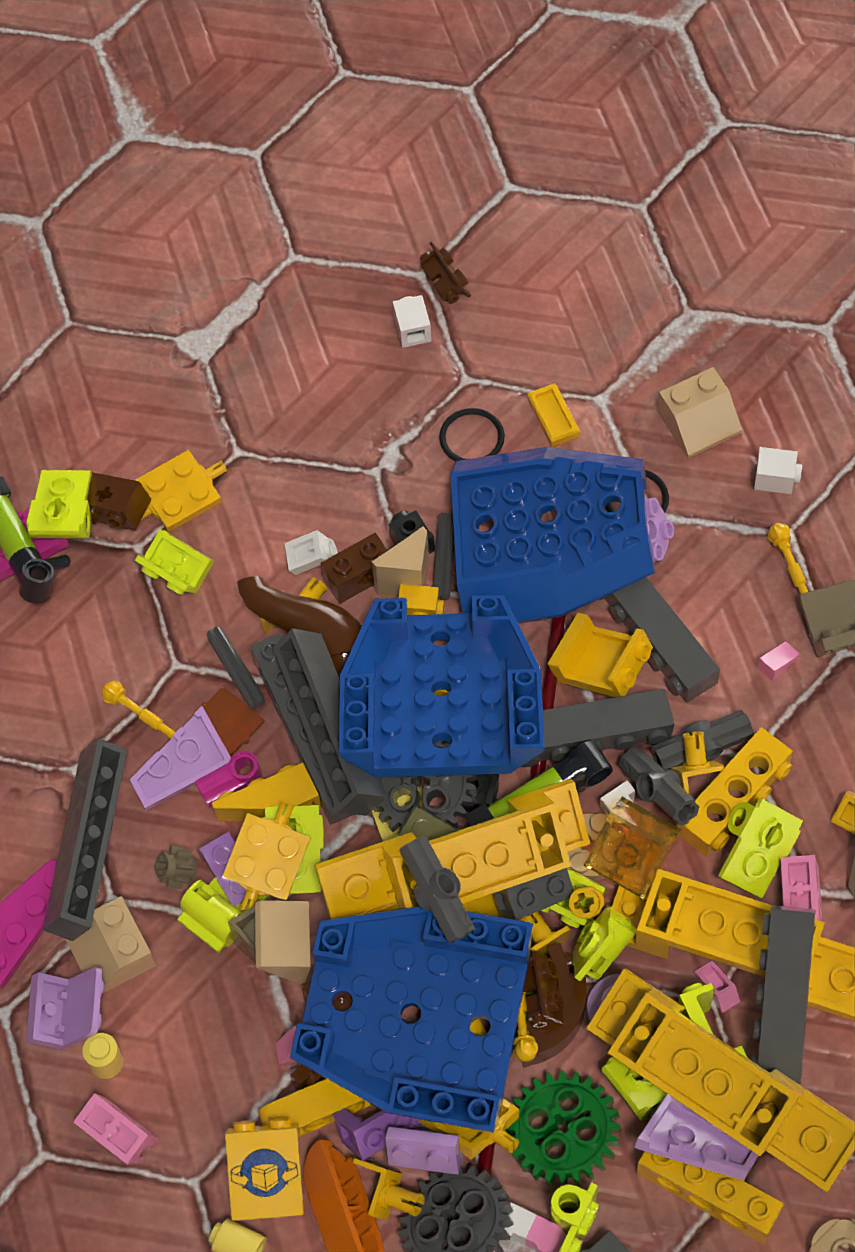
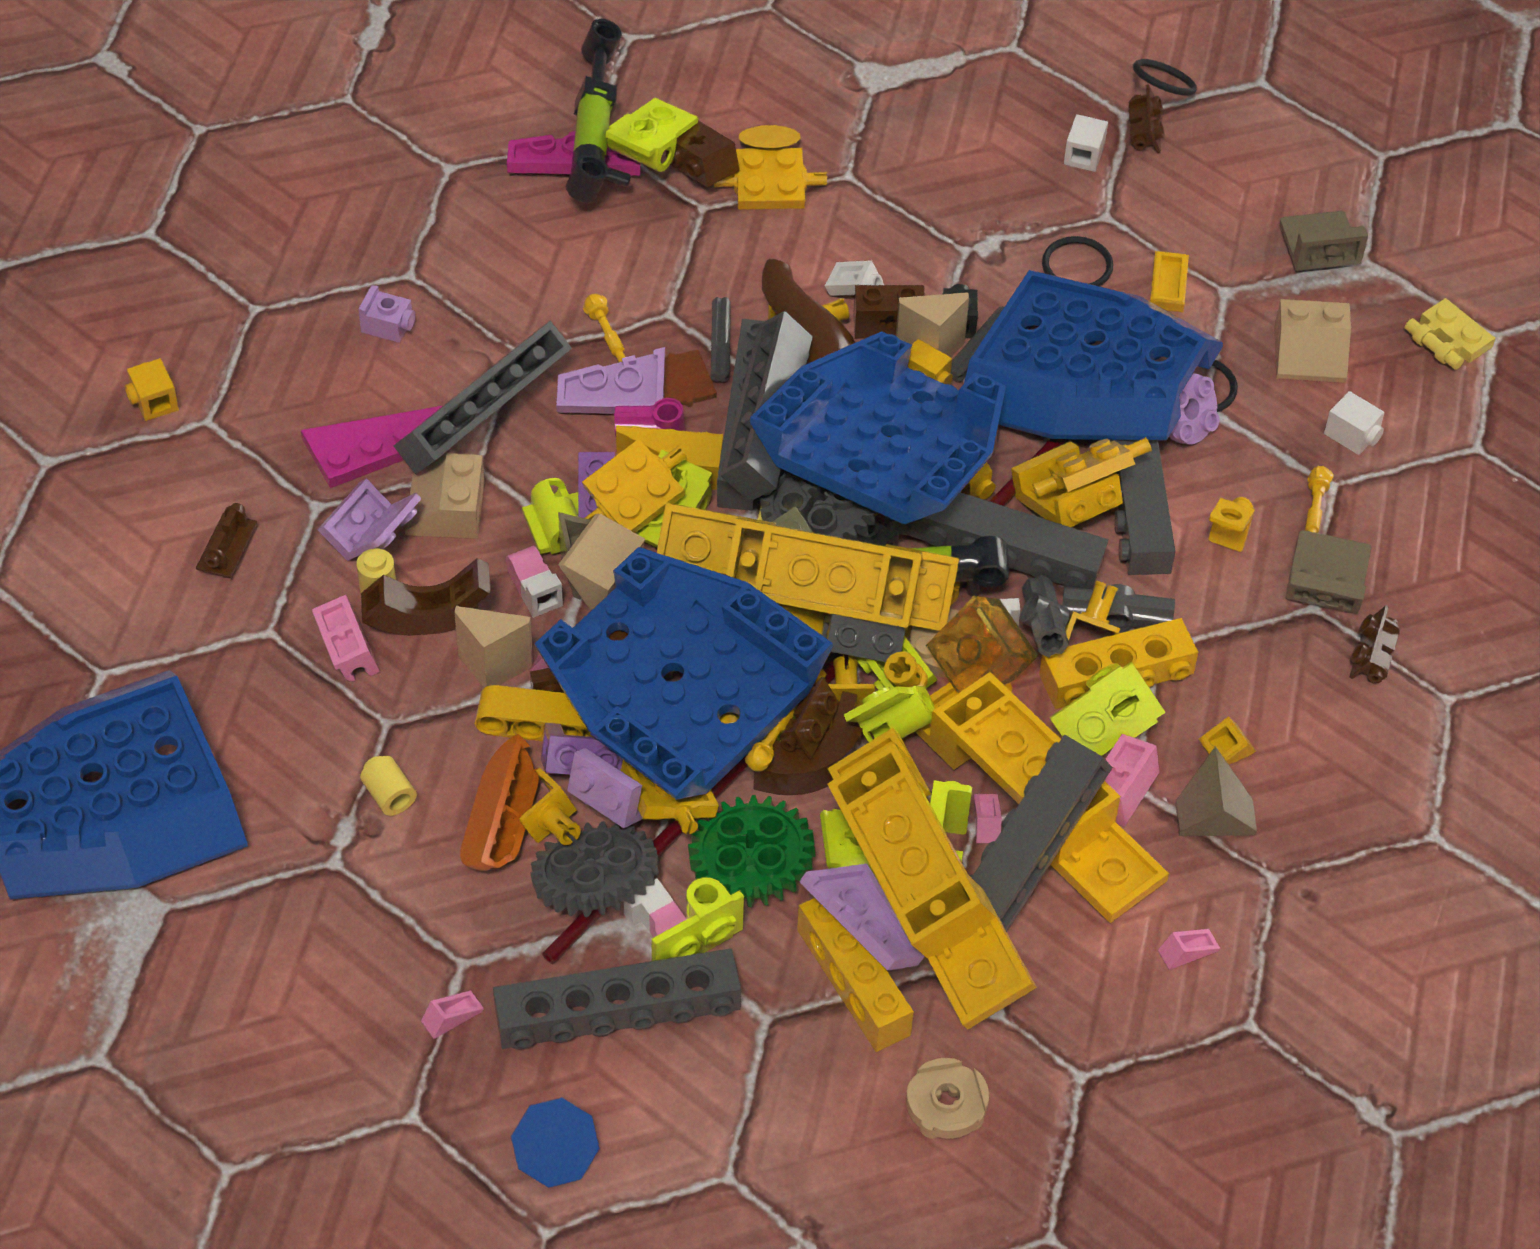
camera: 25 degrees right, 10 degrees down
(153, 451) = (769, 136): none -> yellow sticker
(164, 1060) = (423, 609): none -> reddish brown arch
(175, 867) = (549, 462): dark tan gear -> none
(176, 563) = (725, 230): neon yellow bracket -> none
(232, 982) = (534, 580): none -> leg
(243, 1068) = (493, 644): none -> tan slope
(264, 1170) = (449, 732): yellow panel -> none
(436, 213) = (1162, 85): none -> black tyre
(437, 889) = (758, 562): dark grey piece -> none
(615, 632) = (1099, 462): none -> yellow plate
(649, 313) = (1323, 240): none -> dark tan bracket
(743, 615) = (1231, 522): none -> yellow bracket
(777, 660) = (1242, 581): bright pink piece -> none
(798, 341) = (1454, 328): none -> light yellow plate

